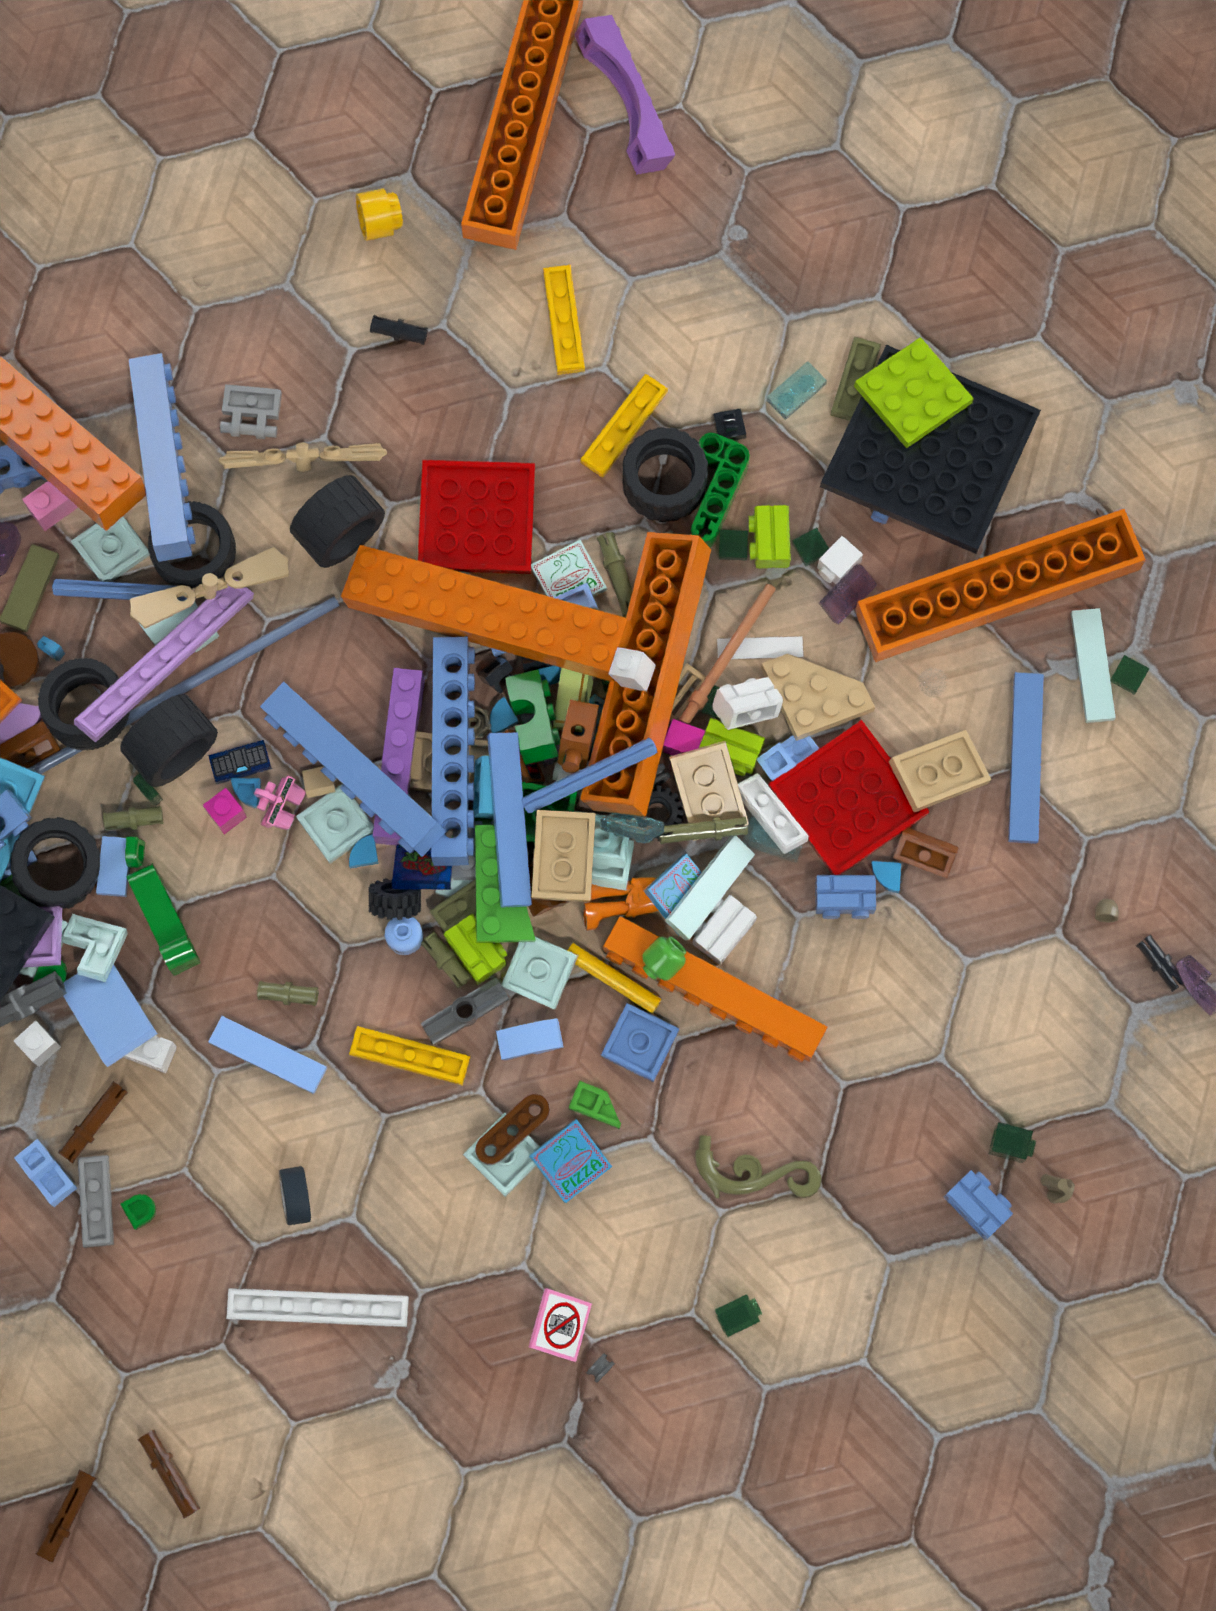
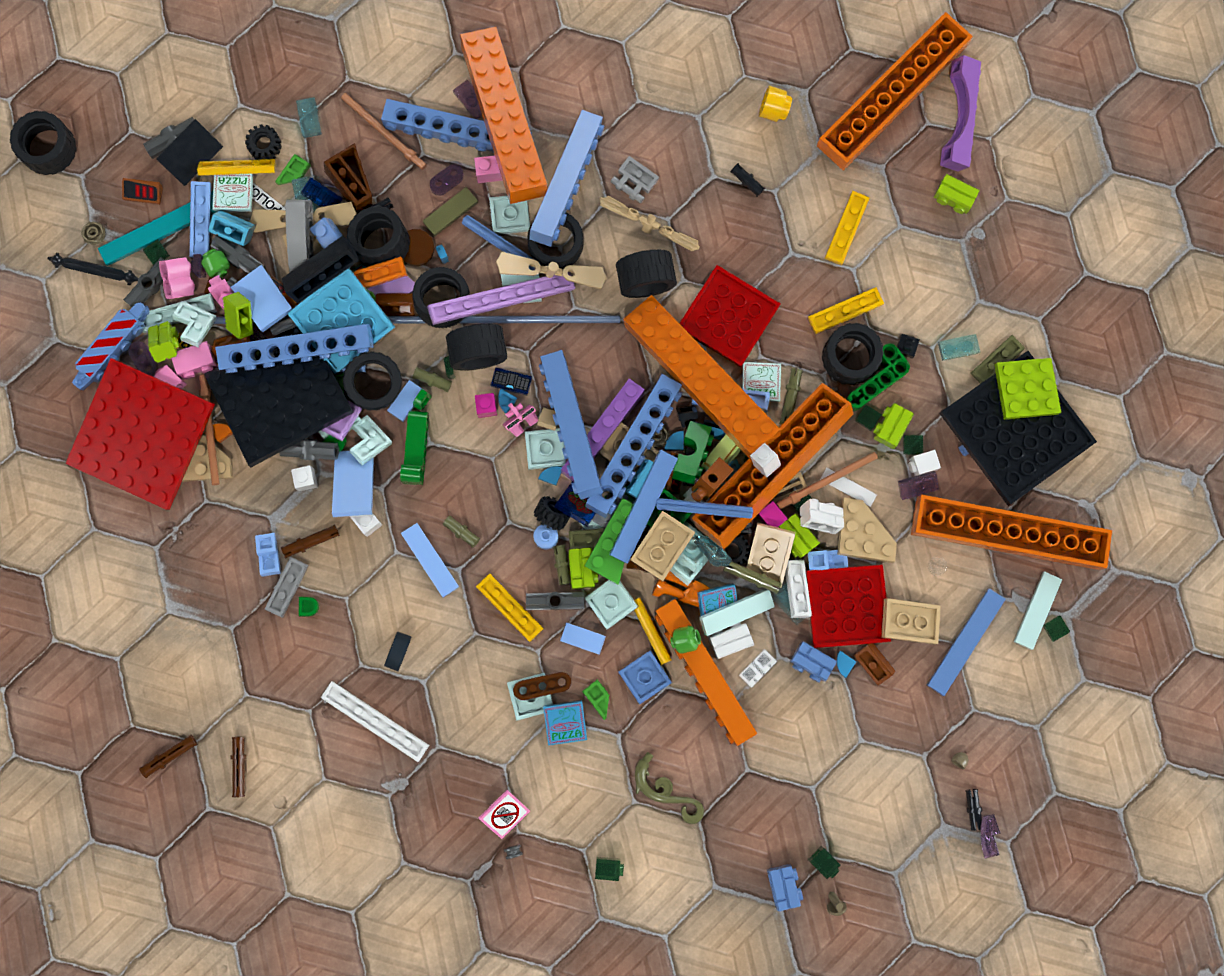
camera: 25 degrees right, 5 degrees up
(678, 199) = (956, 194): none -> lime brick
(780, 946) = (758, 668): none -> white sticker

